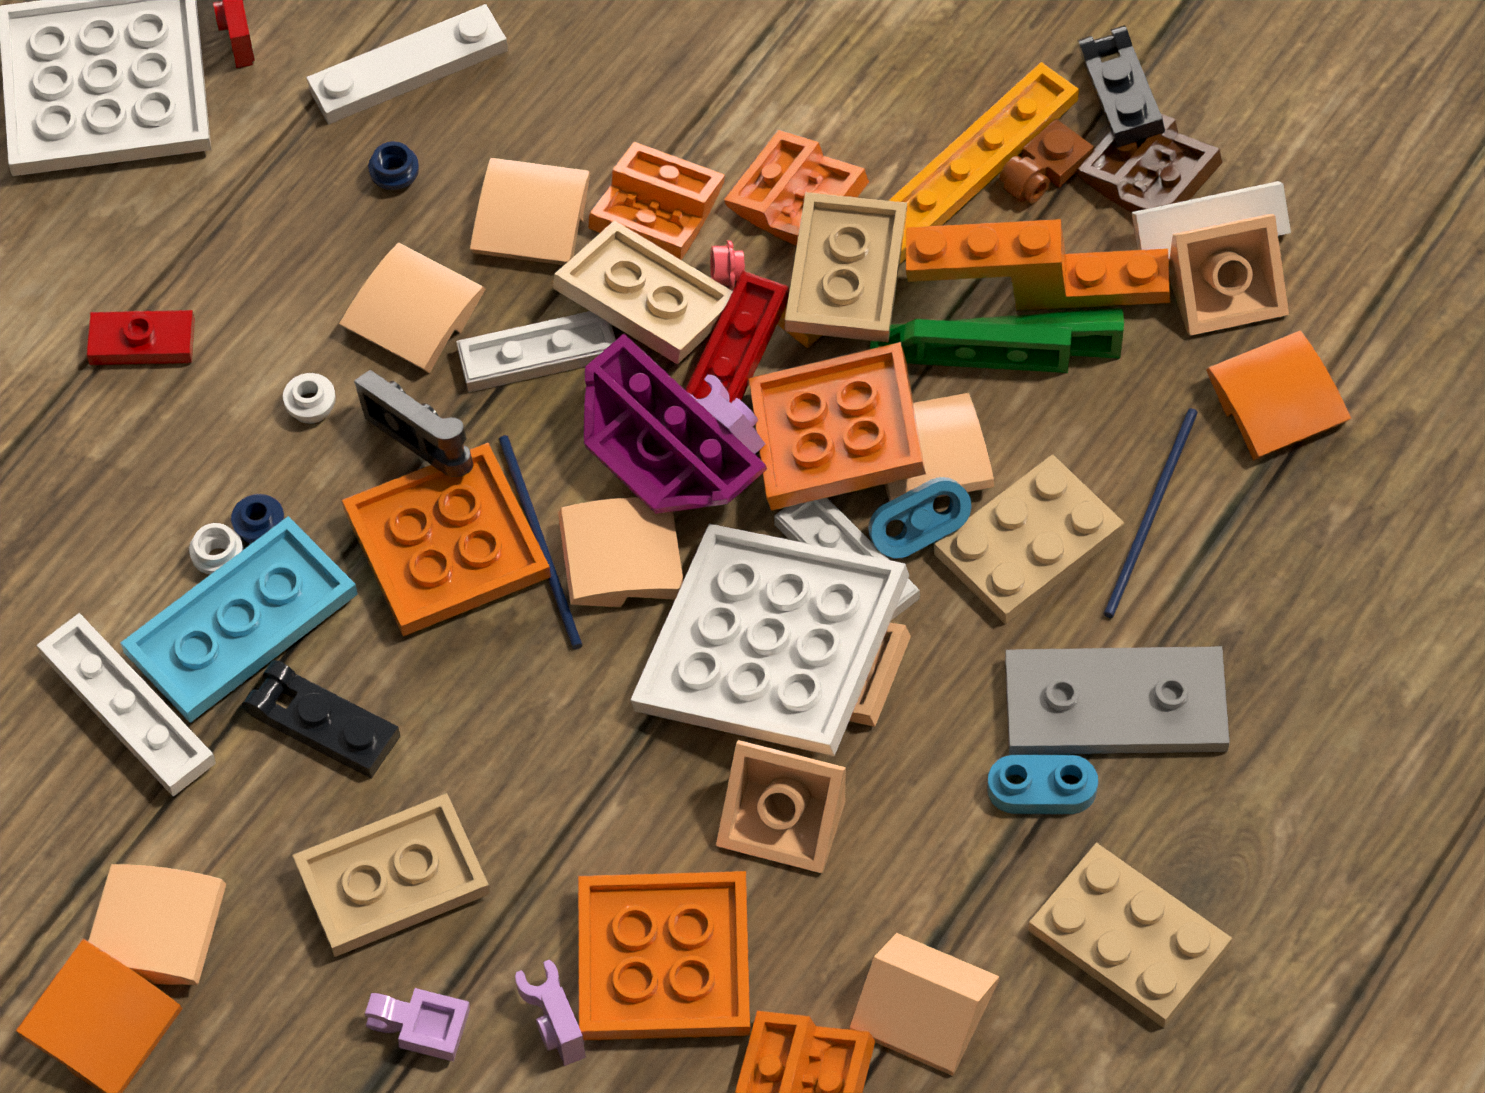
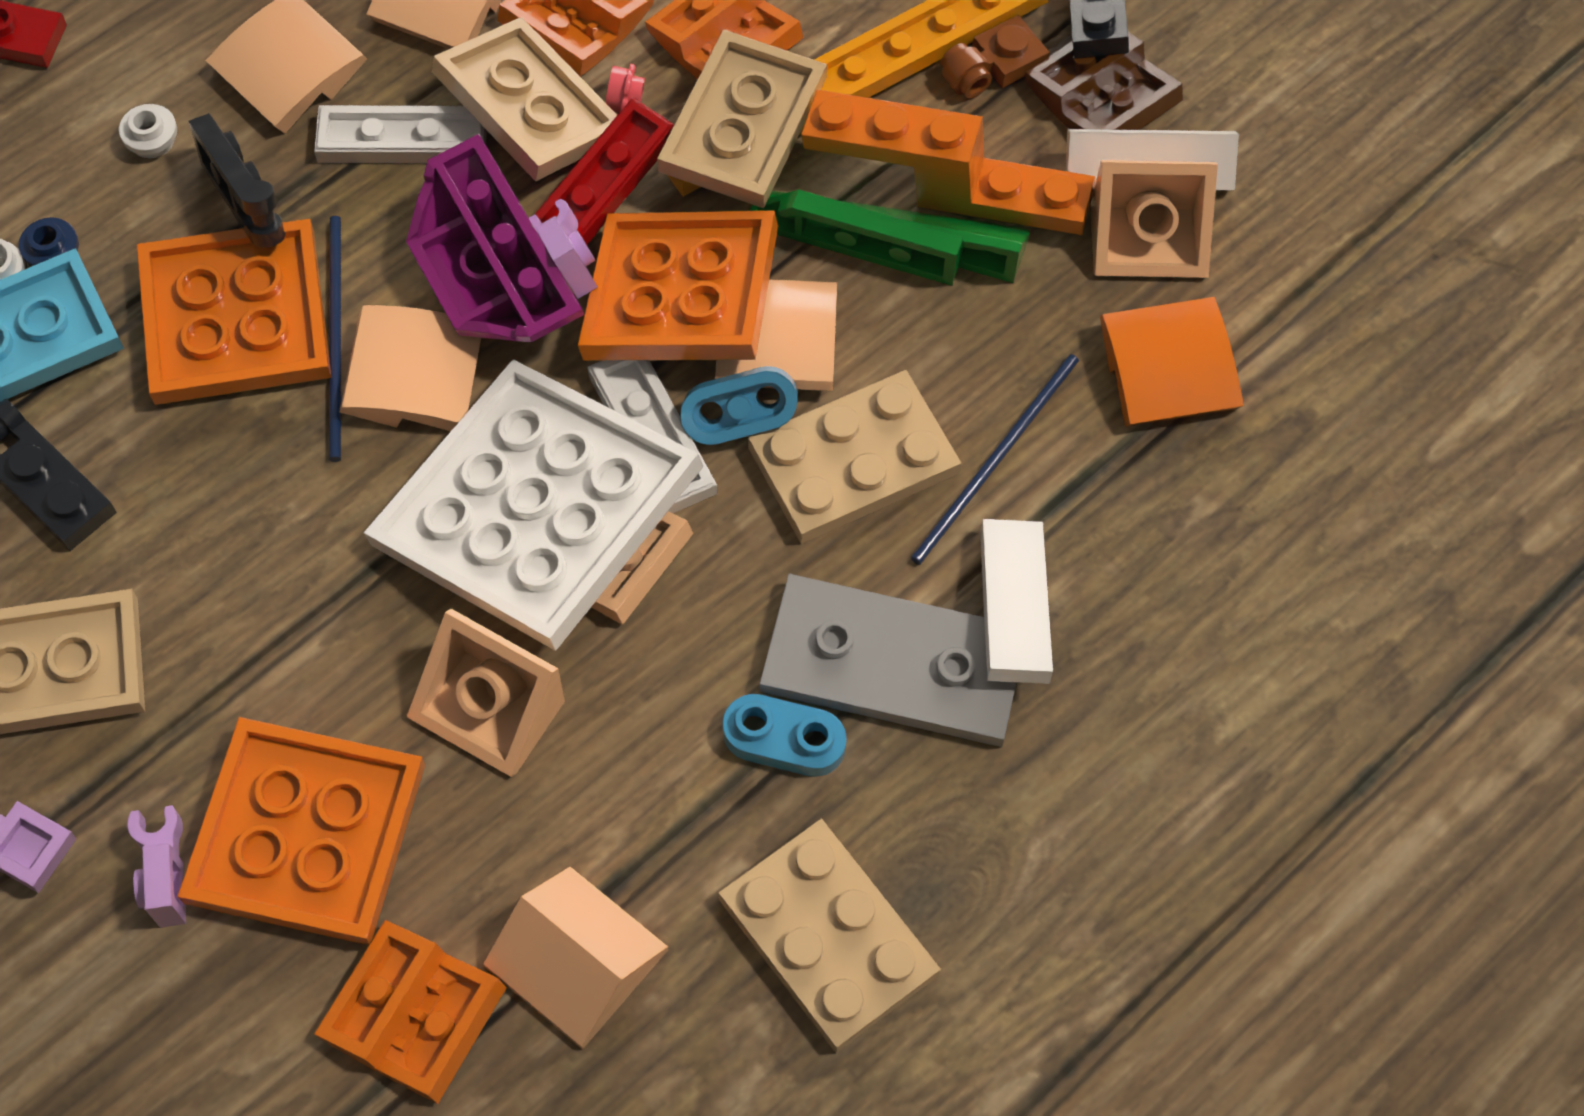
camera: 10 degrees right, 5 degrees up
(1206, 626) = (1015, 602): none -> white tile

